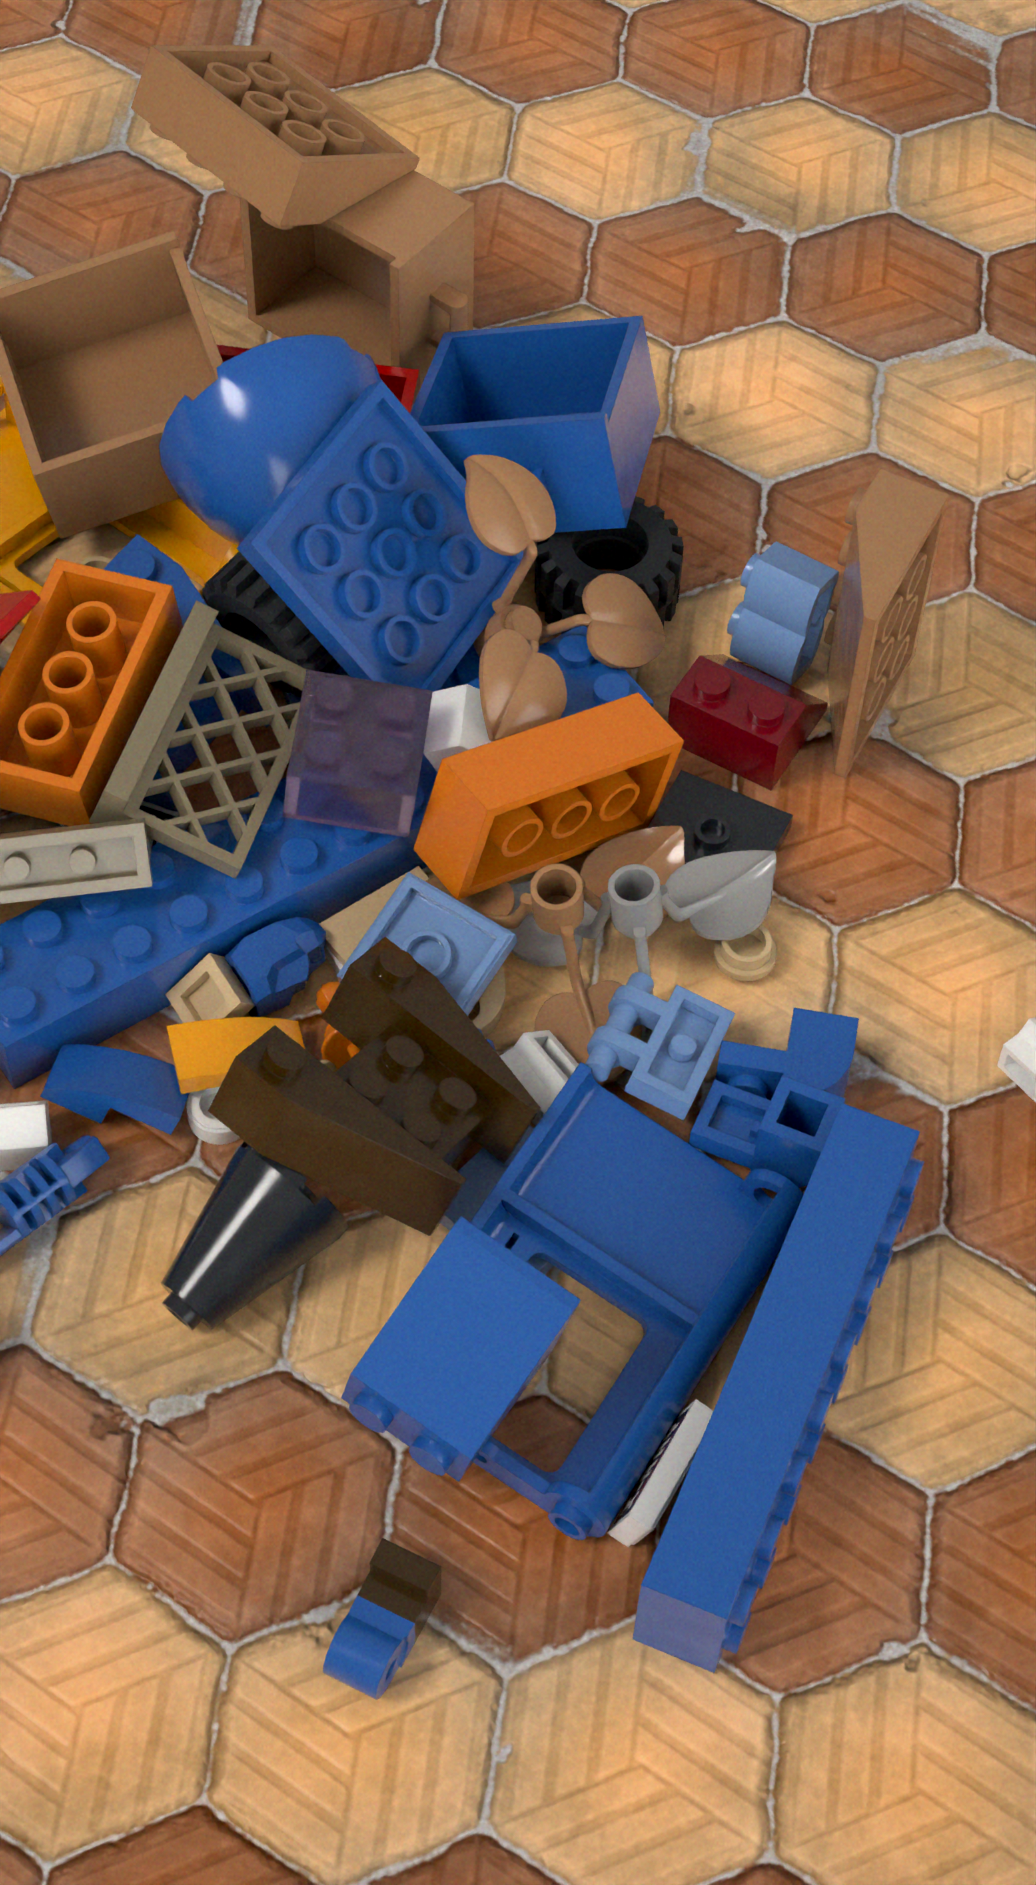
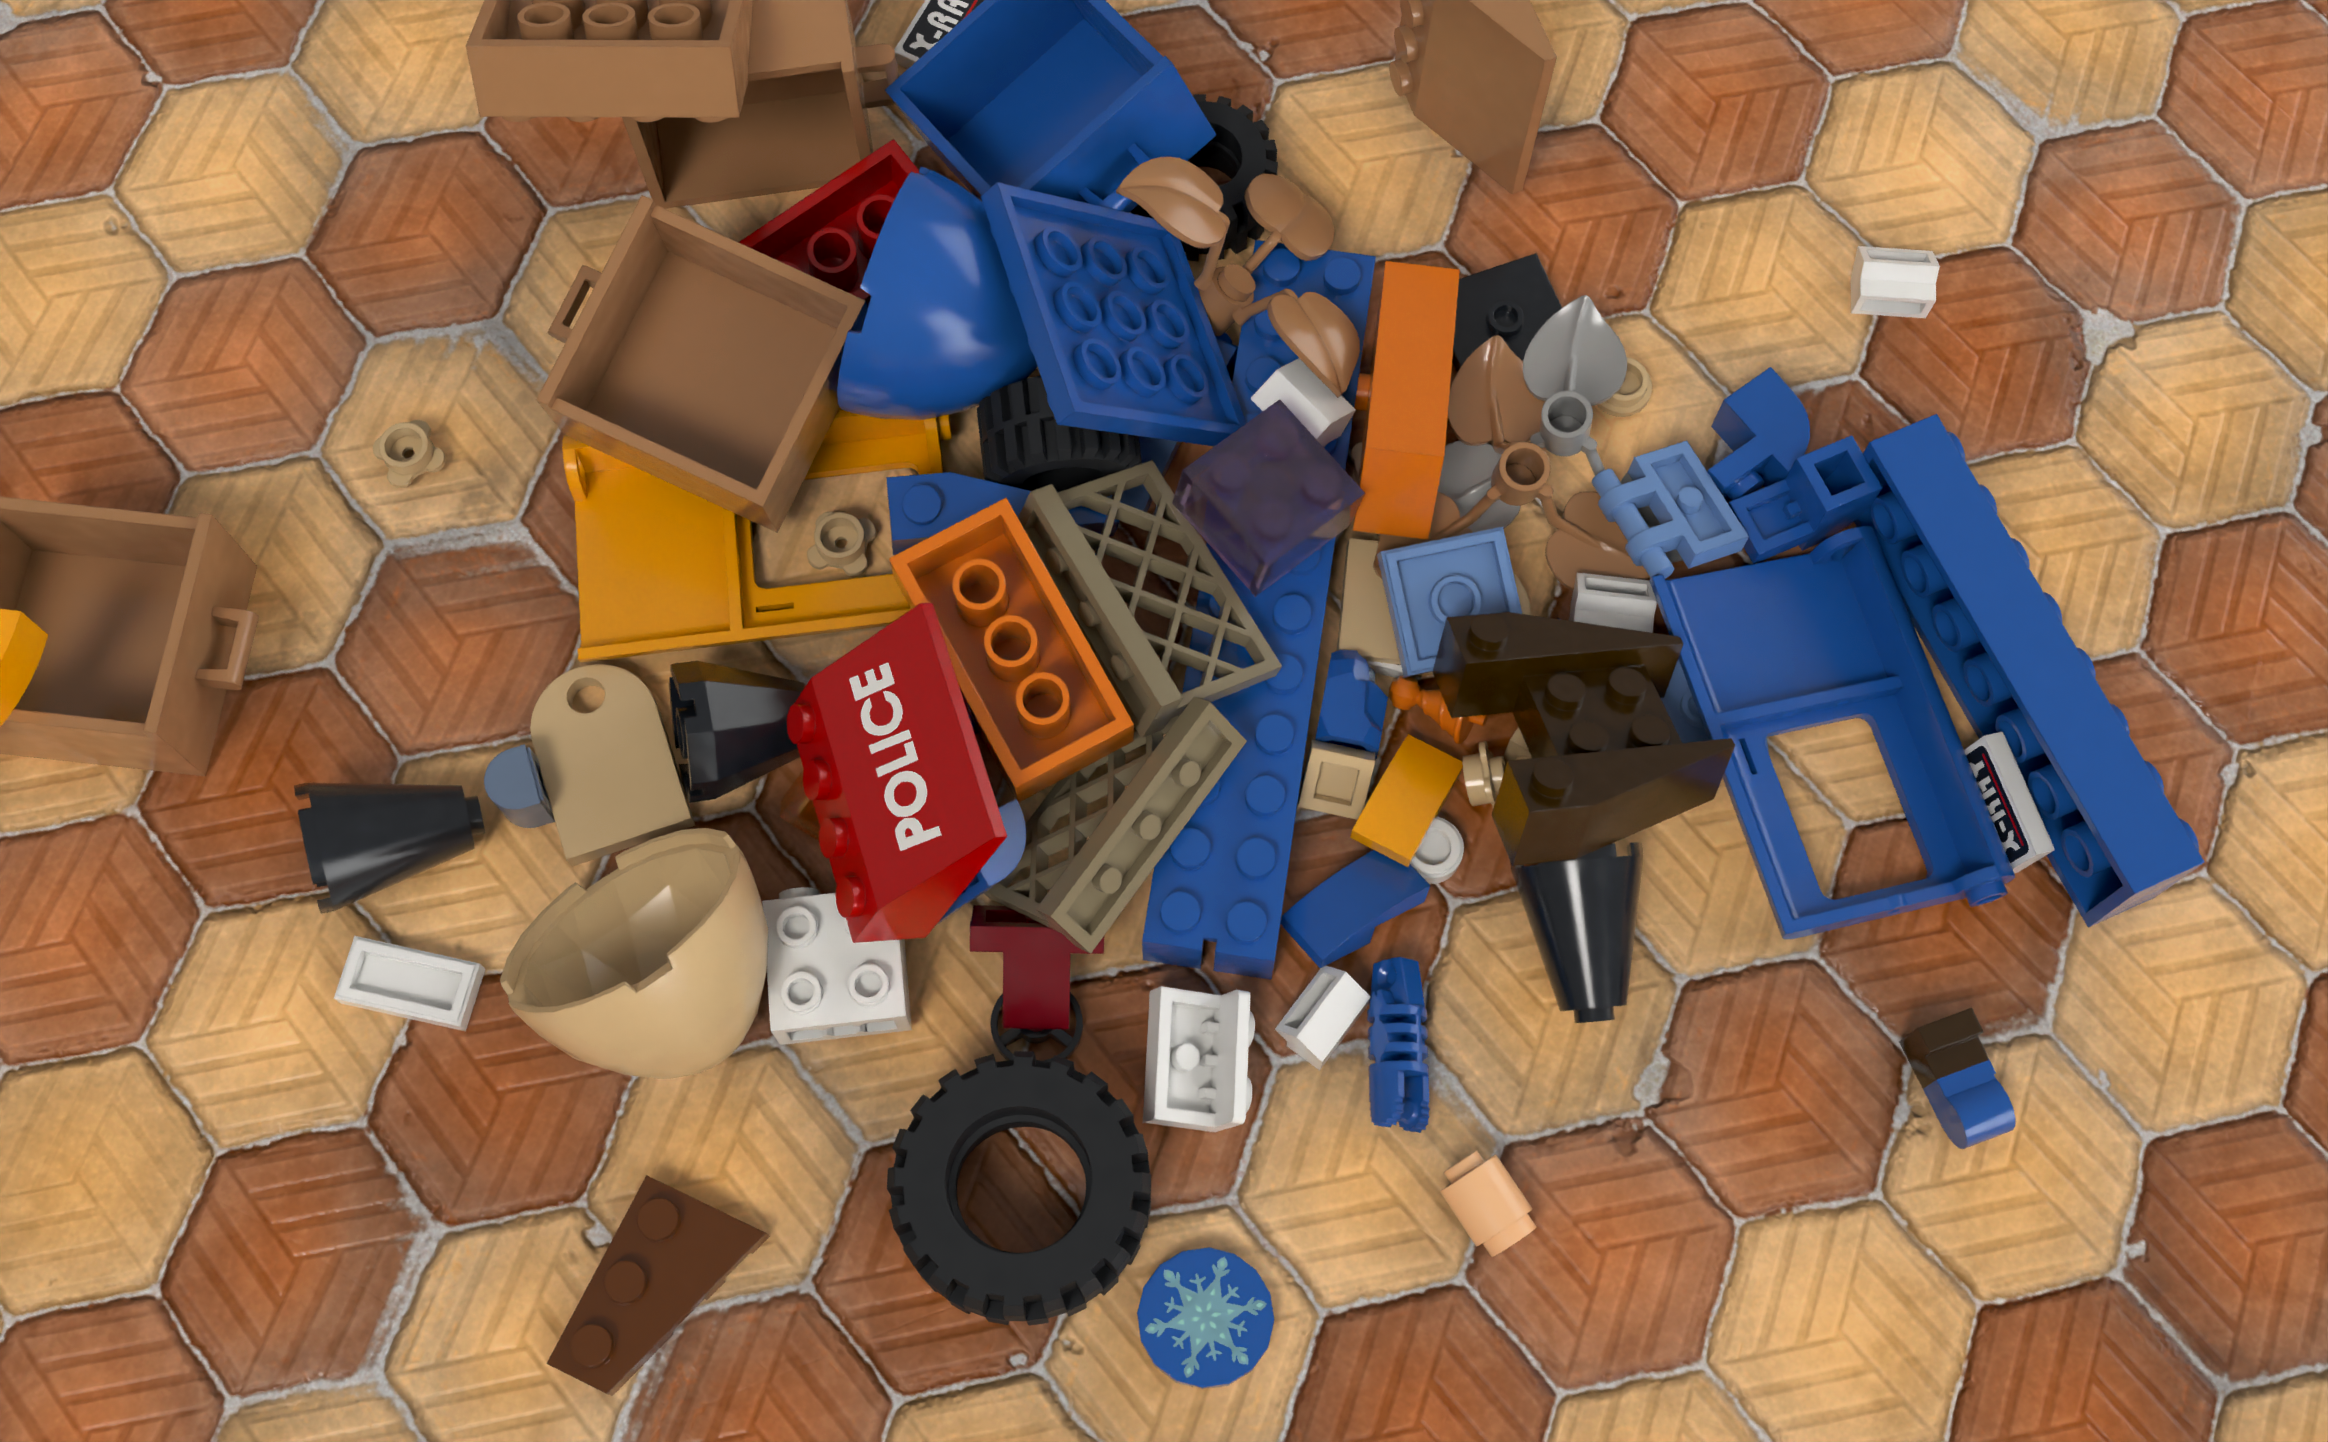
camera: 45 degrees left, 15 degrees up
(459, 1350) = (1848, 858): blue slope -> none
(742, 718) = (1420, 205): dark red slope -> none
(781, 612) = (1371, 100): medium blue brick -> none

